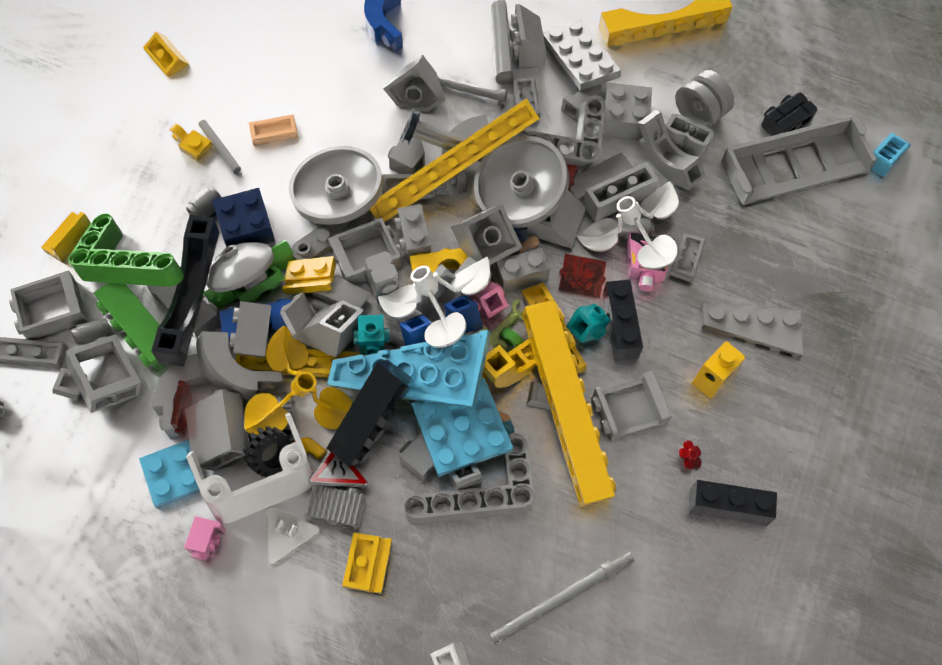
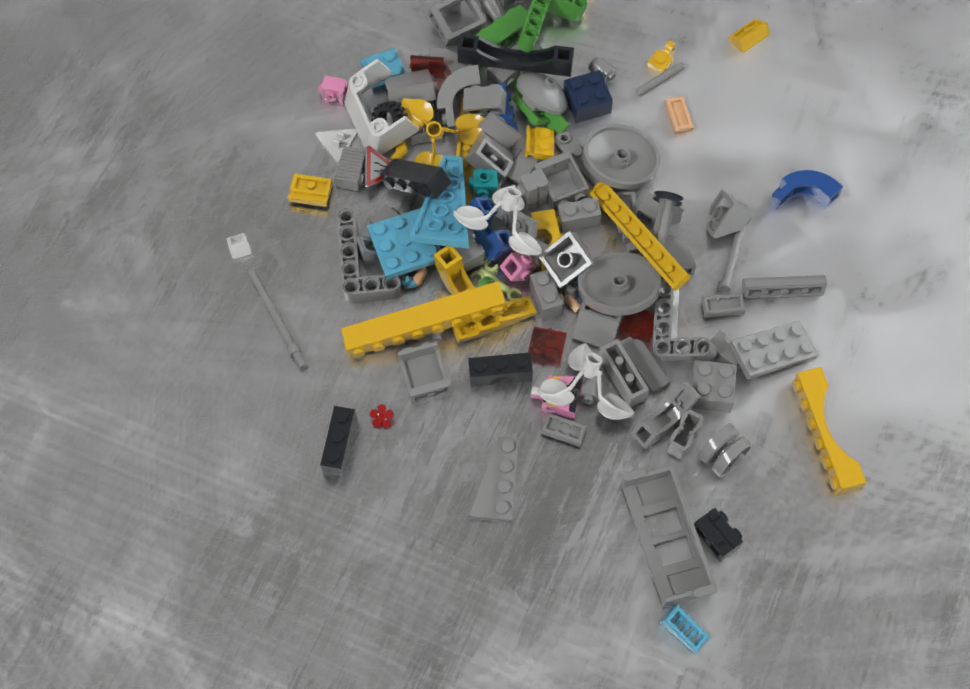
camera: 95 degrees right, 0 degrees up
(528, 38) = (786, 303): light grey slope -> none
(588, 323) = (496, 341): teal brick -> none
(722, 366) = (453, 440): yellow torso -> none

